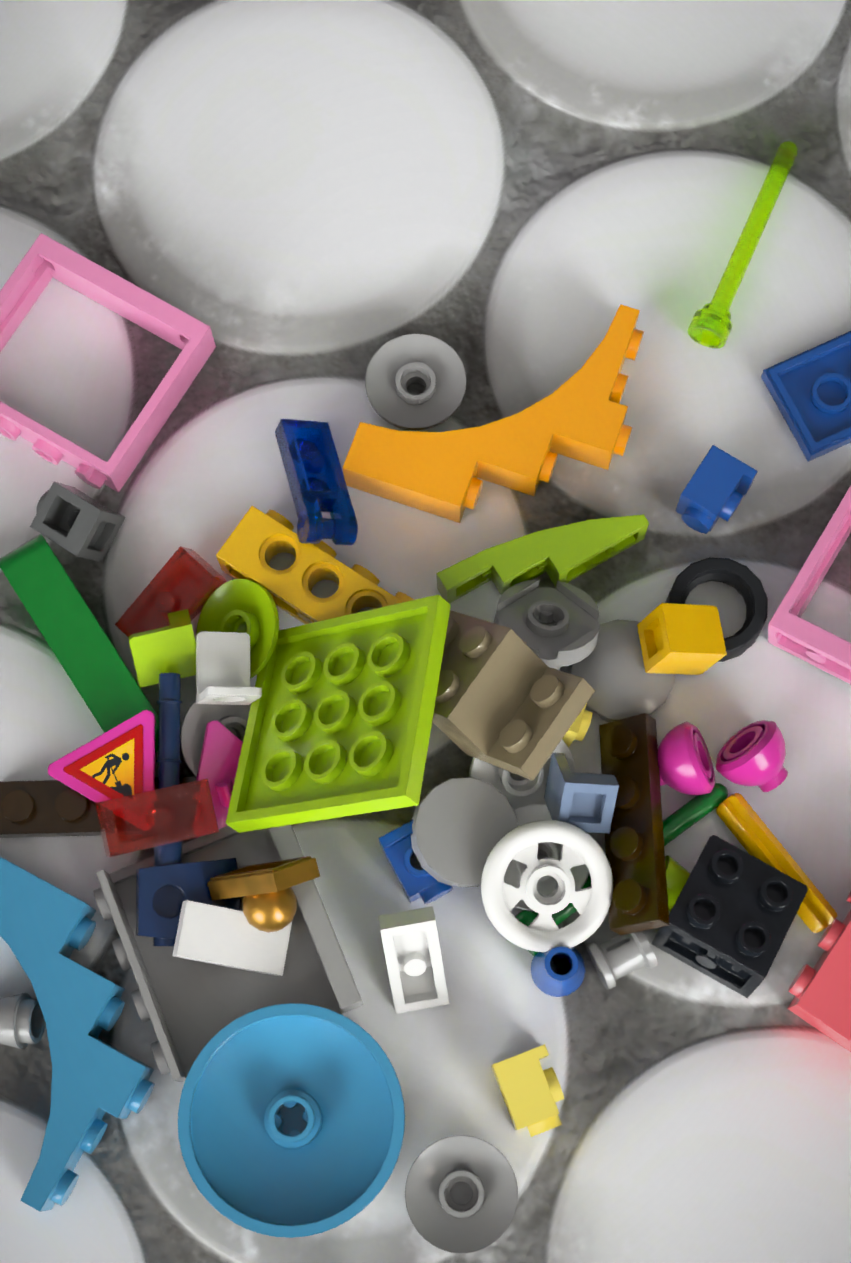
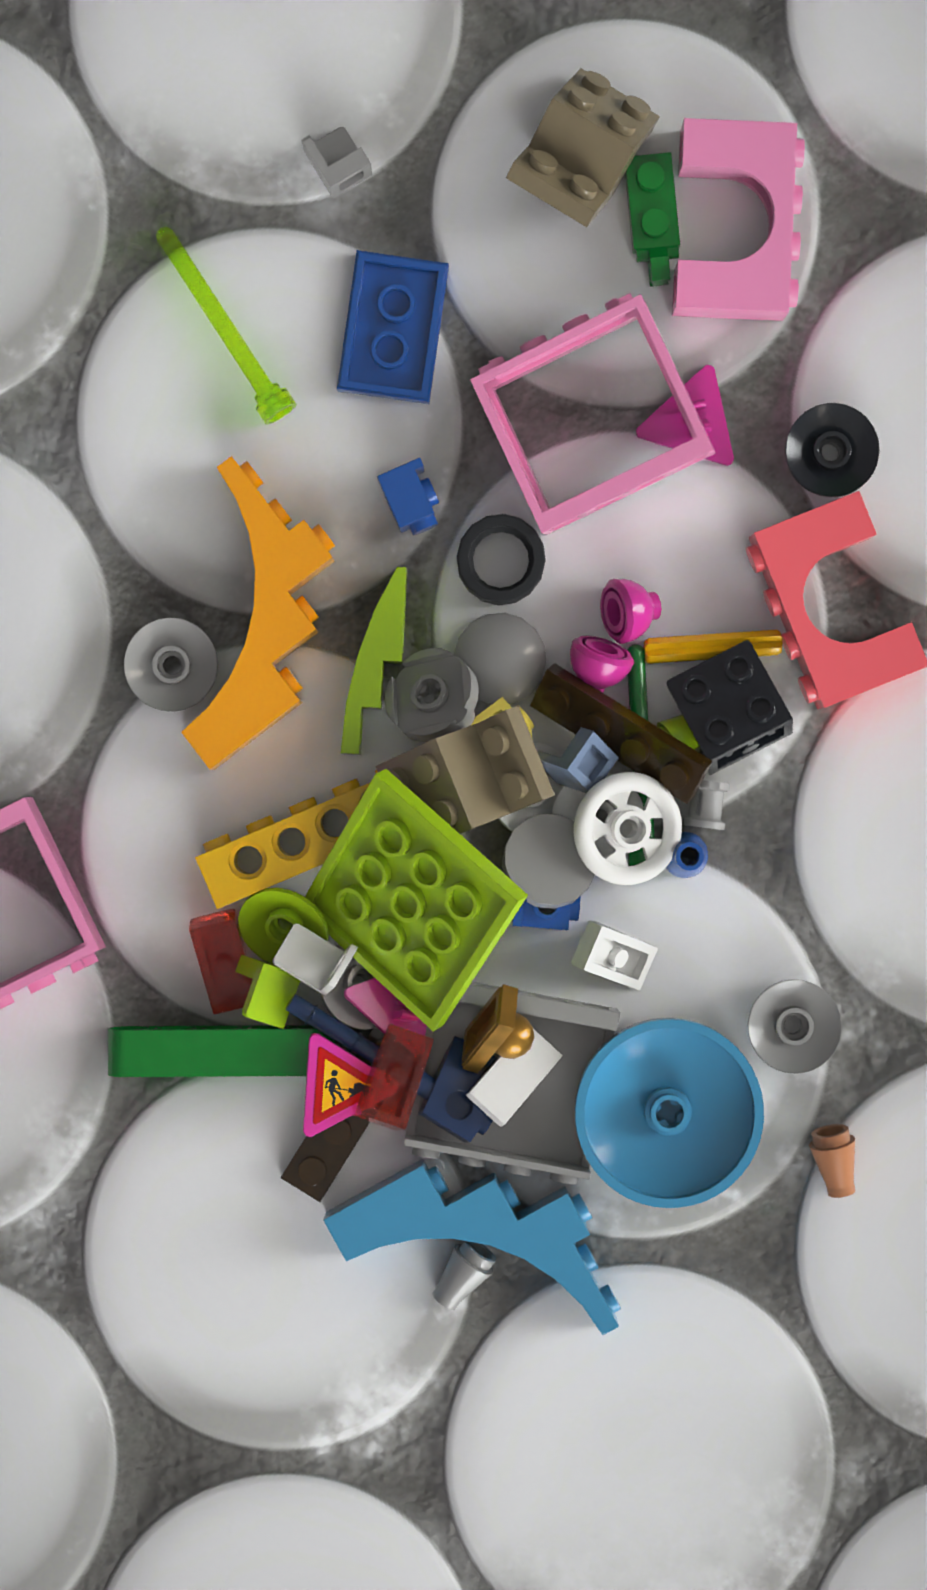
camera: 60 degrees left, 15 degrees up
(76, 522) = (109, 1010): dark grey brick -> none
(316, 482) = (205, 795): clear blue plate -> none
(529, 1091) = (756, 933): light yellow brick -> none
(681, 639) = (509, 603): yellow panel -> none

